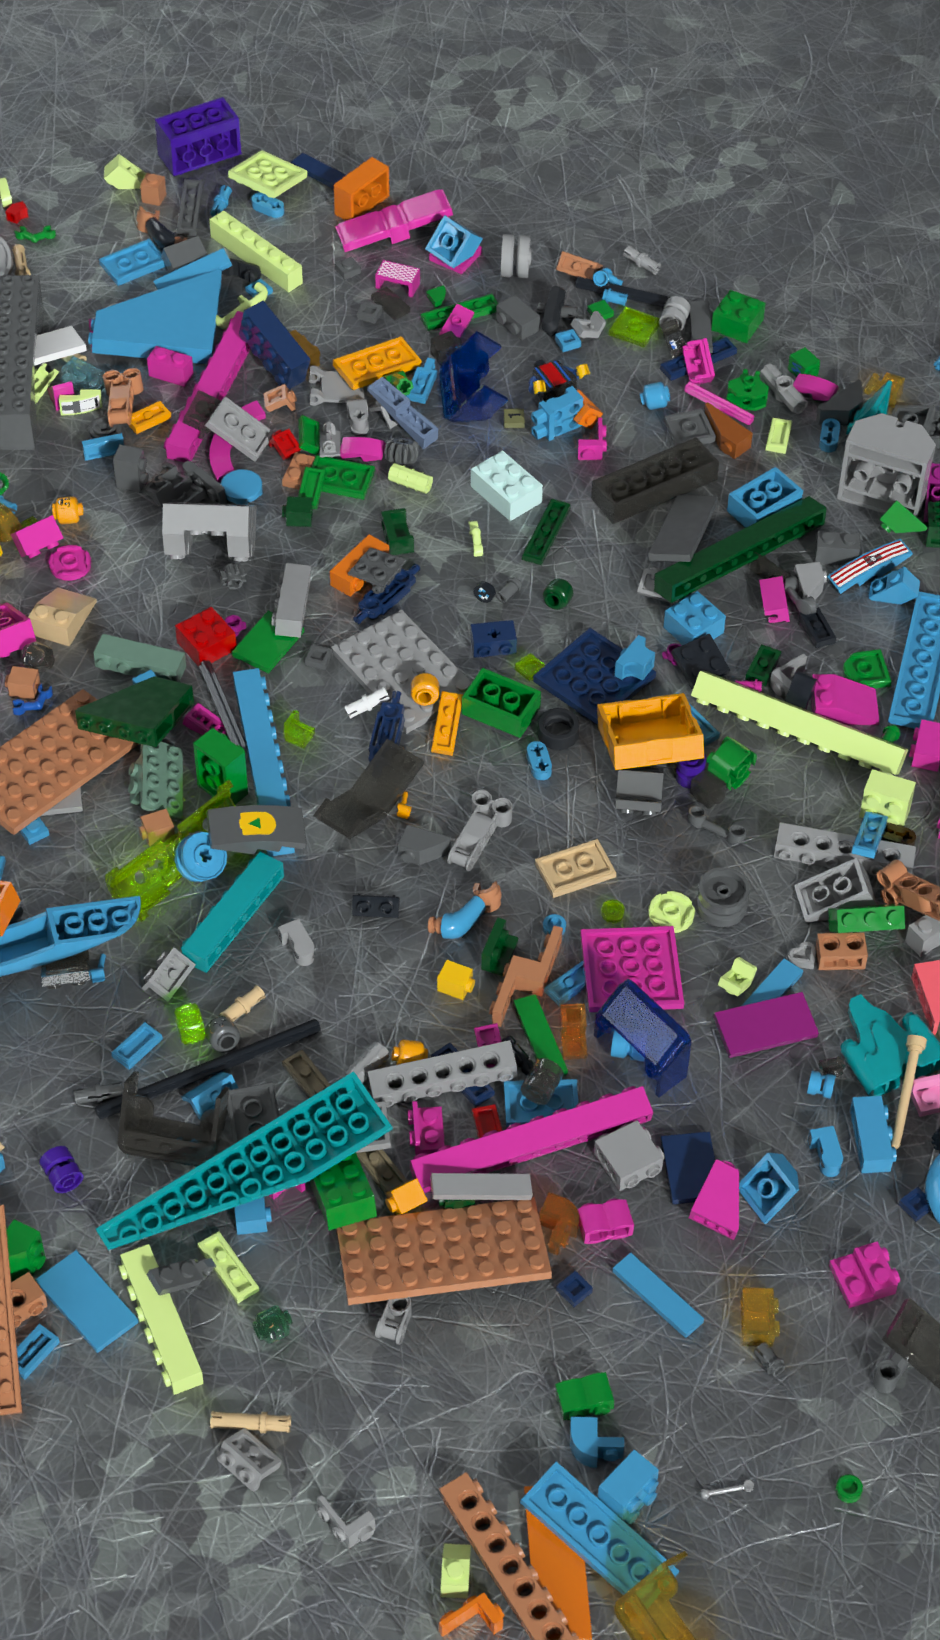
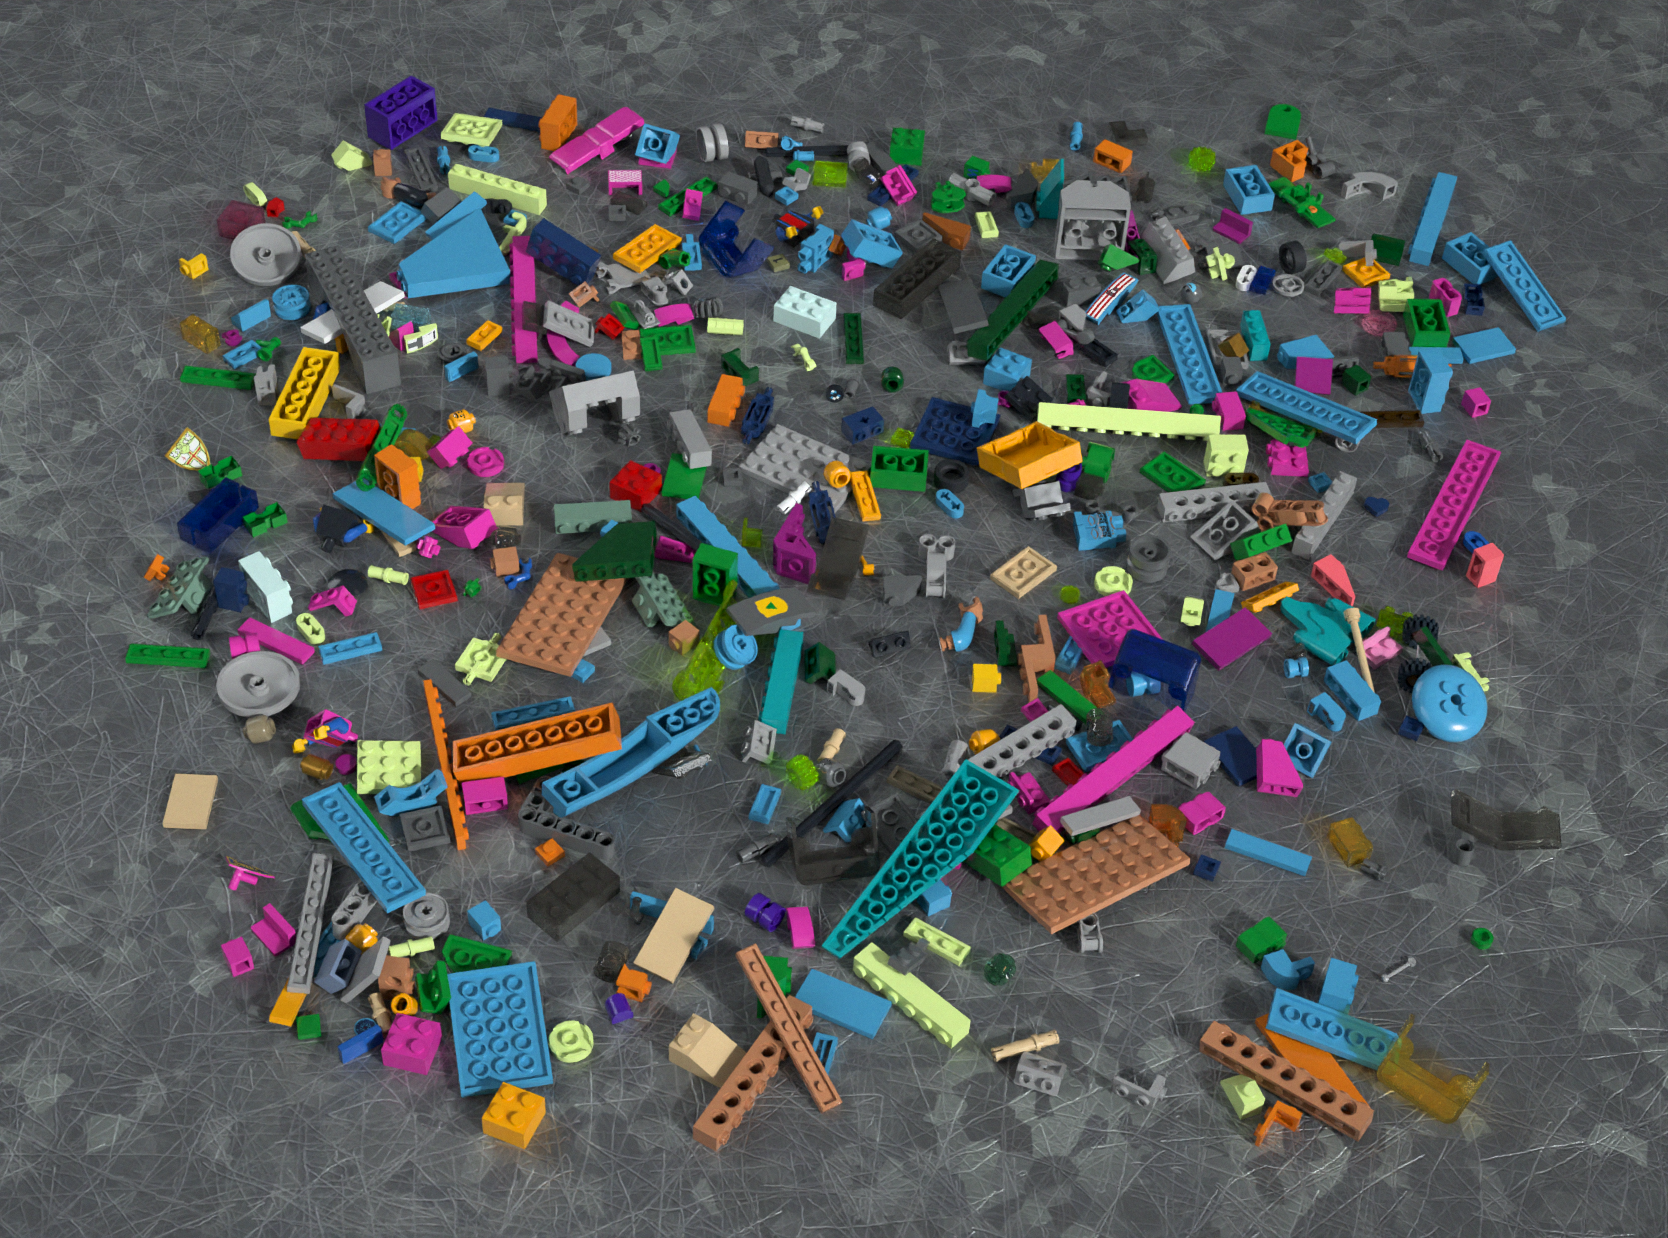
camera: 25 degrees left, 5 degrees down
(90, 1199) = (801, 927): none -> dark pink slope
(121, 392) = (453, 320): nougat piece -> none
(170, 366) = (480, 292): dark pink brick -> none
(286, 903) = (819, 663): none -> dark green panel
(298, 511) = (652, 373): dark green brick -> none
(322, 756) = (791, 551): none -> magenta bracket
(377, 568) = (745, 396): dark grey hinge -> none
(400, 409) = (687, 274): sand blue slope -> none
(444, 345) = (694, 223): clear smoke brick -> none
(551, 921) = (1031, 617): dark azure tile -> none
(622, 425) = (871, 244): none -> dark azure brick
(687, 844) = (1098, 530): none -> dark azure hips
(720, 403) = (919, 210): dark pink axle -> none
(817, 803) = (1171, 474): none -> green tile
(842, 988) = (1270, 596): none -> light orange plate
(865, 1275) = (1405, 788): dark pink plate -> none
(869, 834) = (1229, 482): dark azure tile -> none

